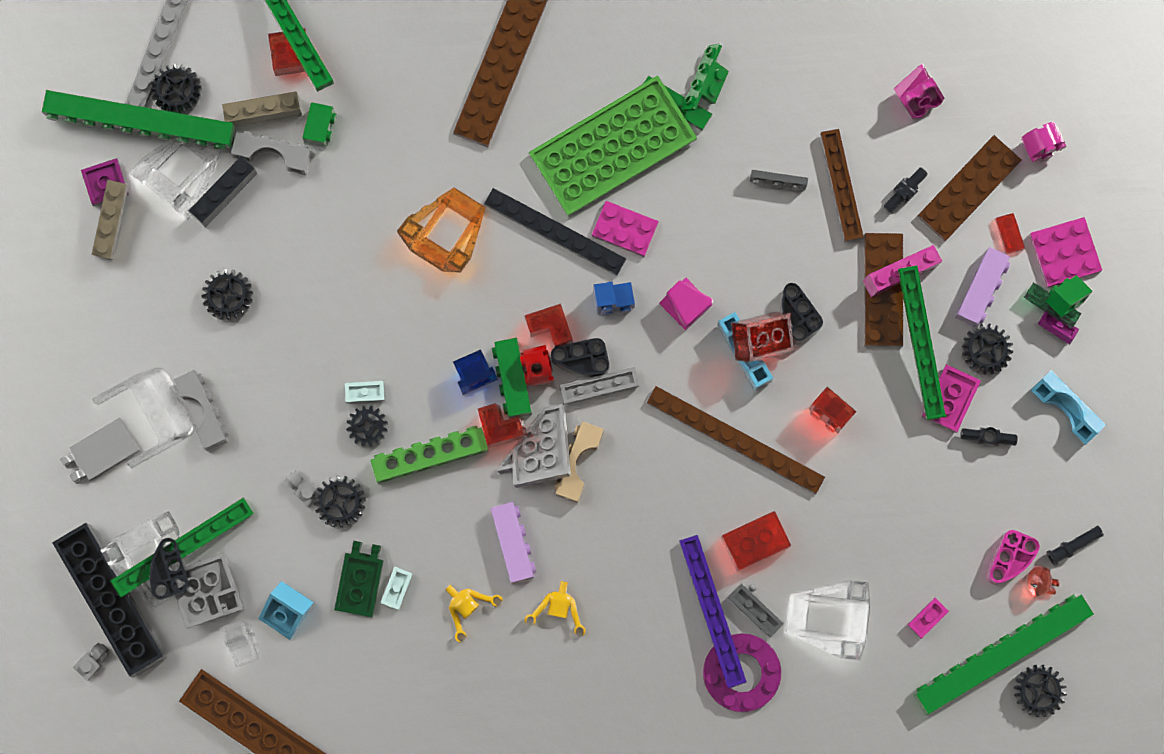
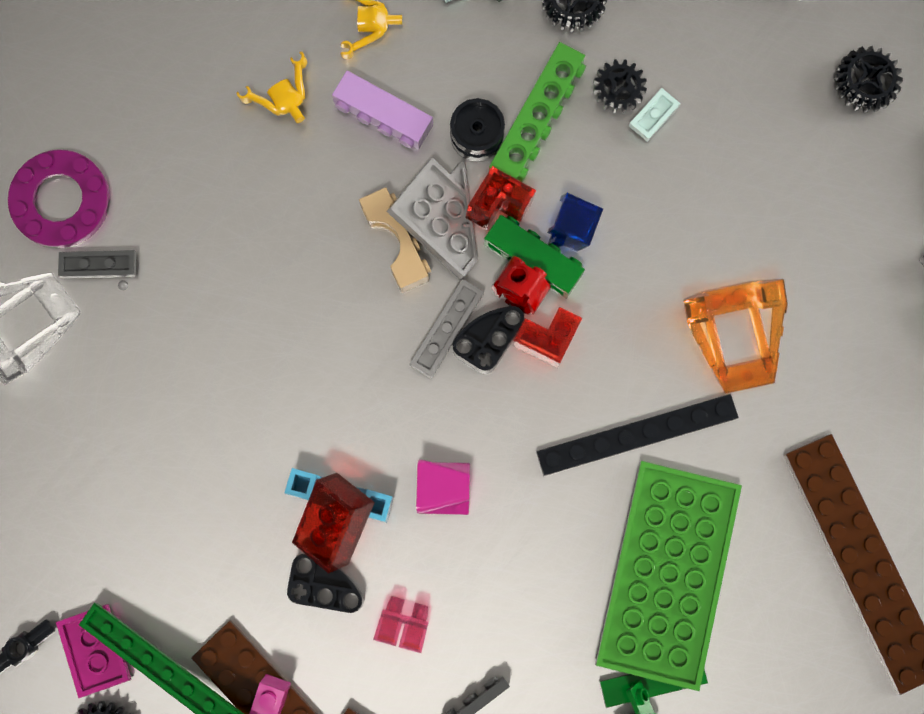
camera: 135 degrees right, 0 degrees up
(475, 488) = (474, 116): none -> black wheel
(613, 298) = (517, 423): blue brick -> none
(625, 228) = (574, 504): dark pink plate -> none
(712, 611) = (135, 222): dark purple plate -> none
(736, 440) = (267, 405): reddish brown plate -> none
(756, 541) = (156, 325): clear red brick -> none
(778, 252) = (414, 625): none -> clear pink hips
(831, 410) = (194, 519): clear red brick -> none

